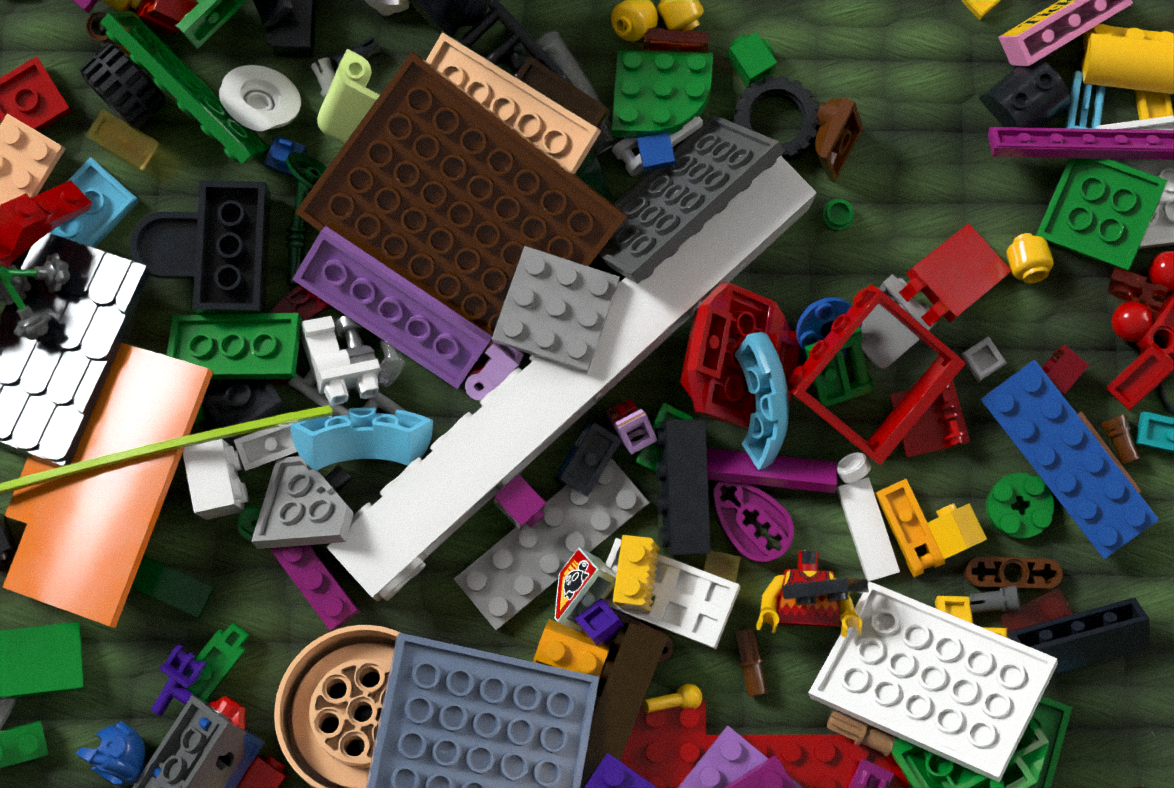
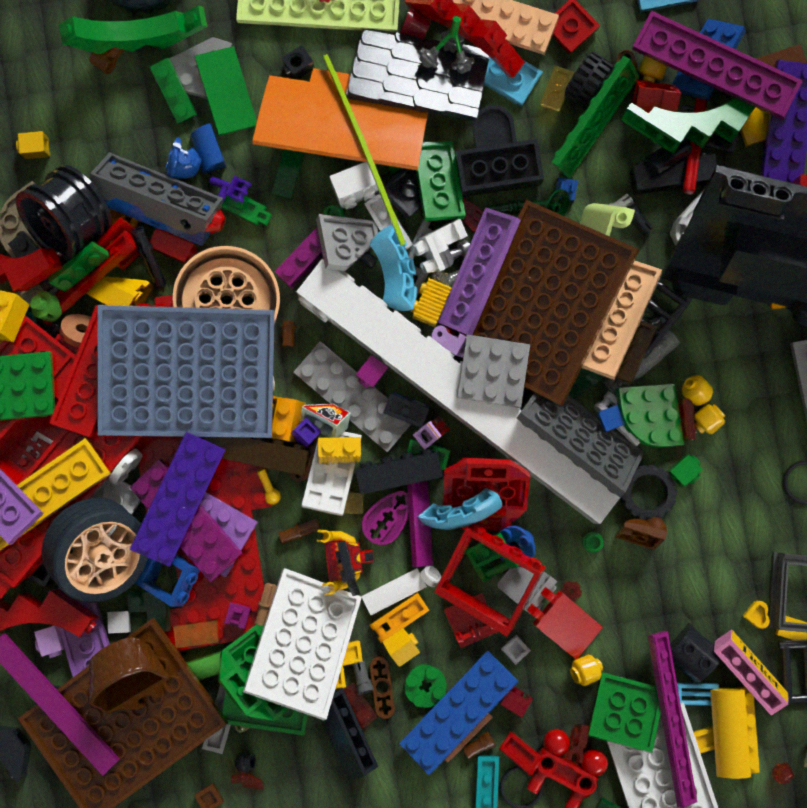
camera: 85 degrees right, 5 degrees up
(96, 710) = (207, 149): none -> blue brick
(259, 97) = (599, 166): white hat -> none
(424, 391) = (431, 302): none -> yellow brick
(432, 628) = (288, 333): none -> reddish brown pin
(900, 253) = (572, 585): none -> clear red plate

